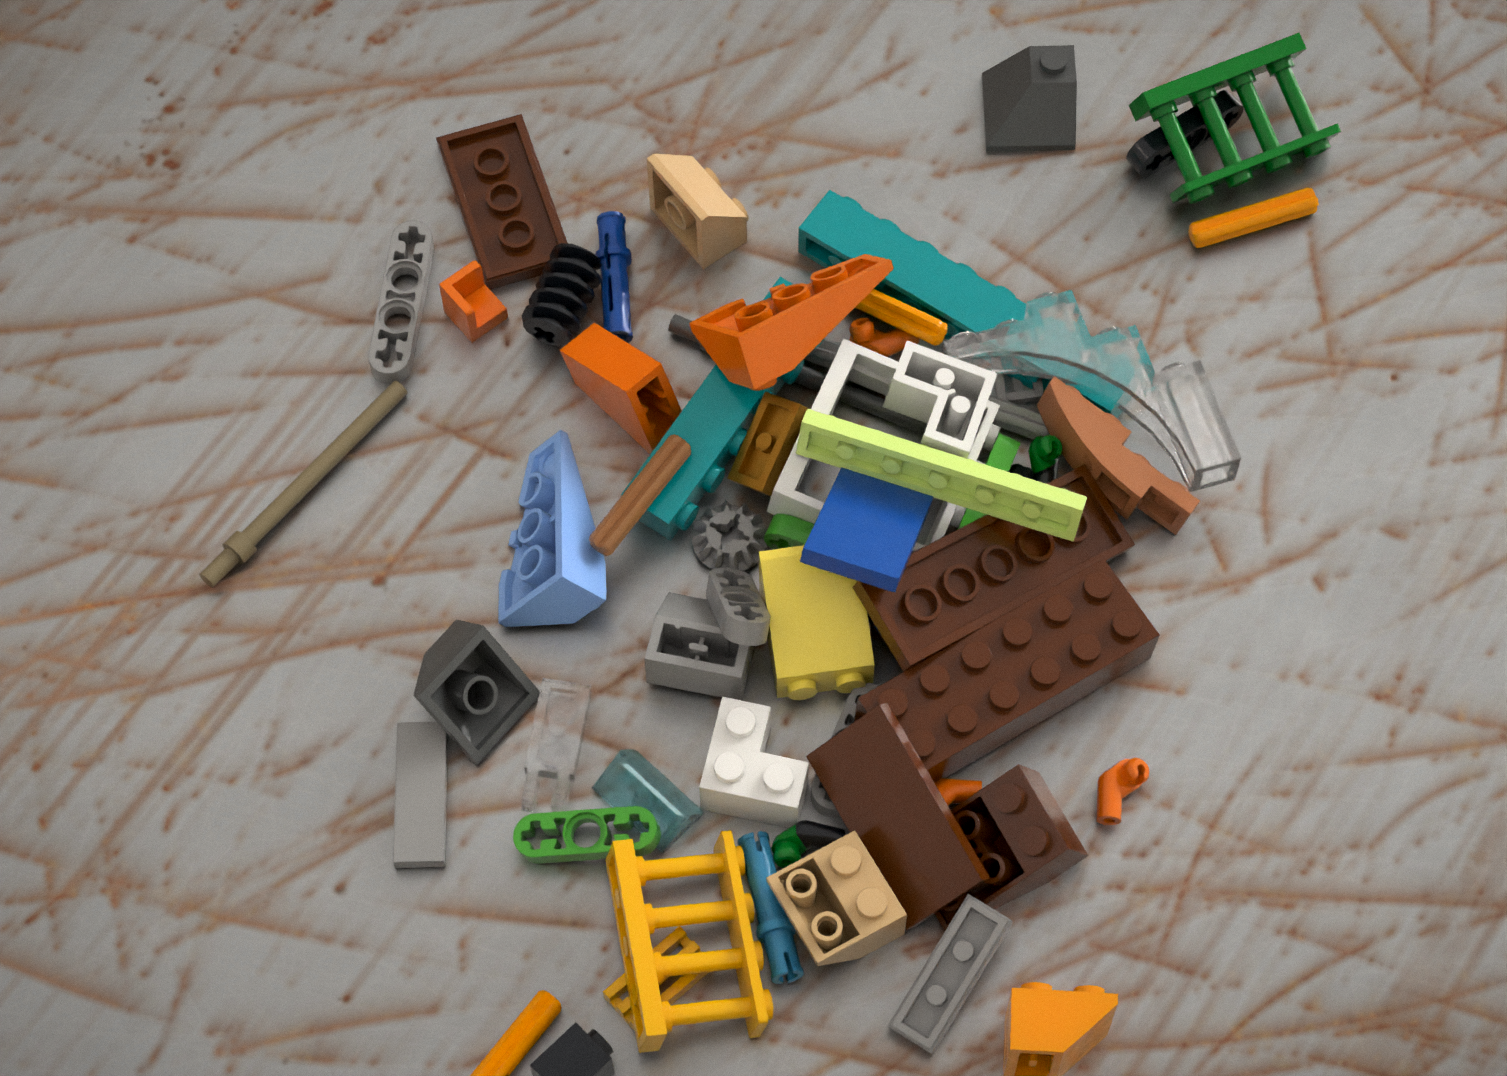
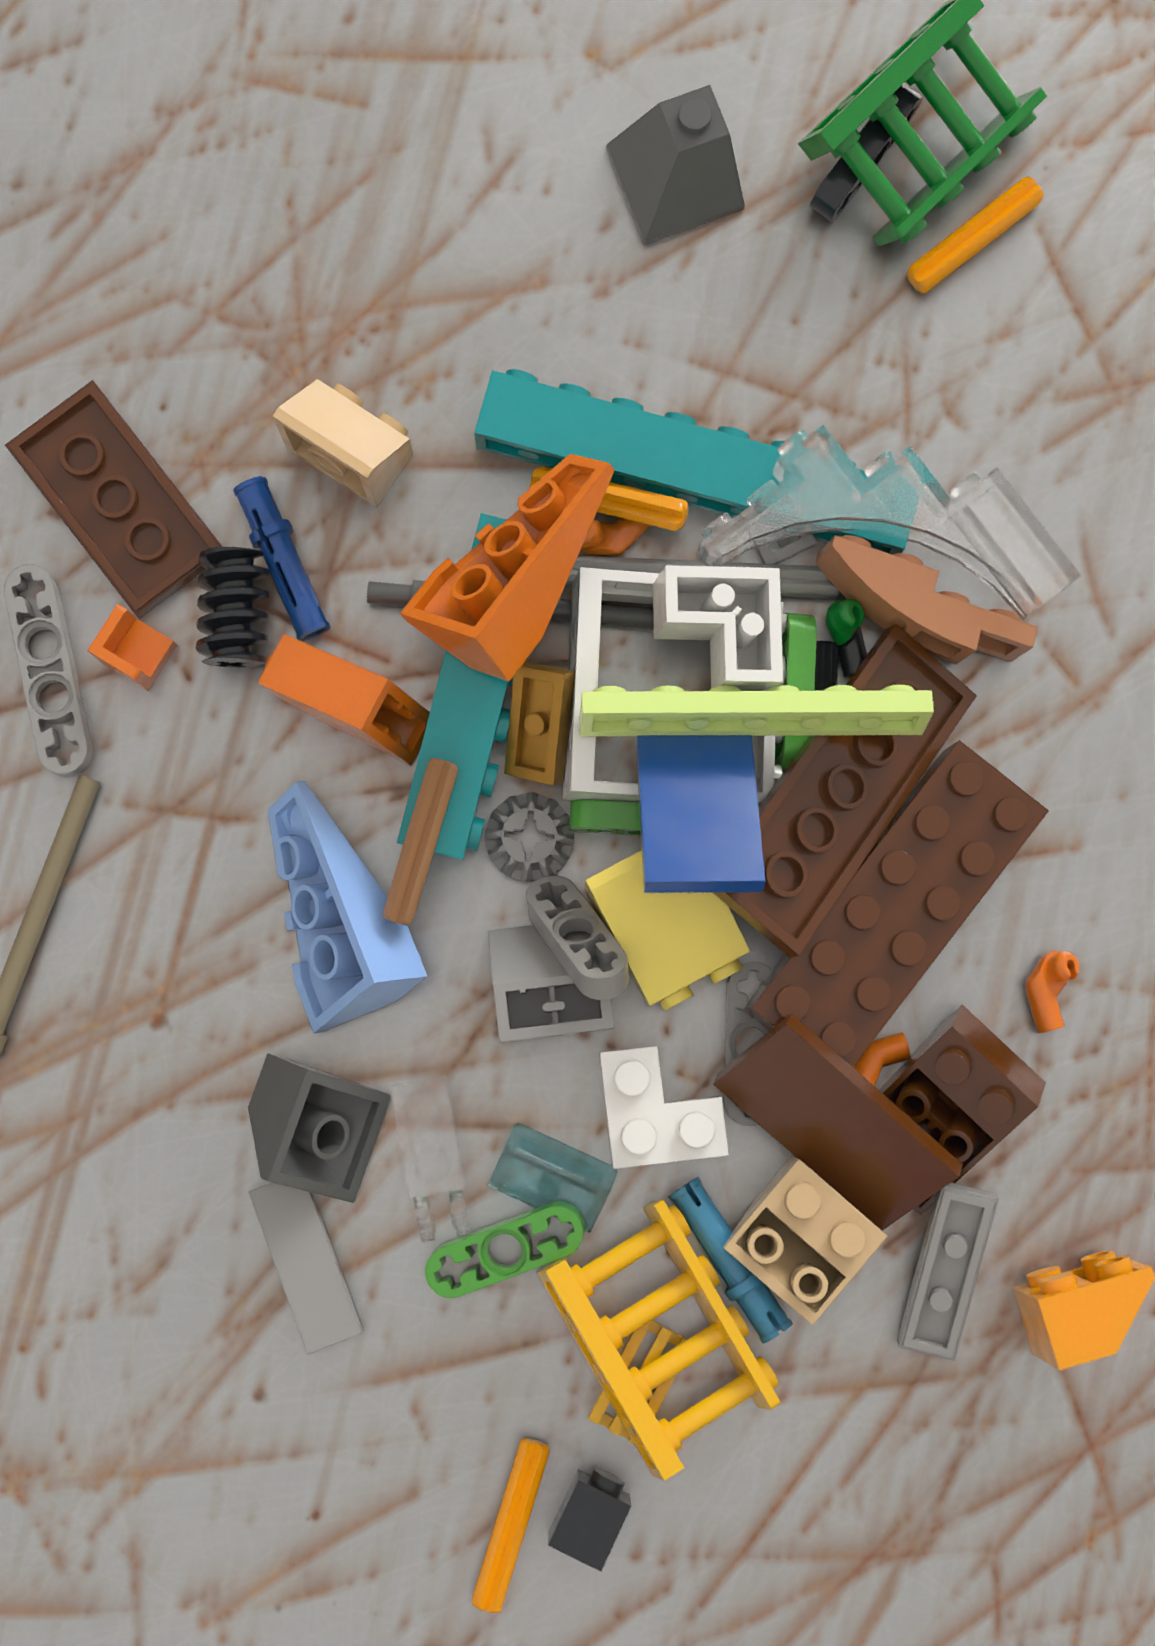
camera: 25 degrees left, 20 degrees up
(801, 837) = (739, 1164): arm -> none

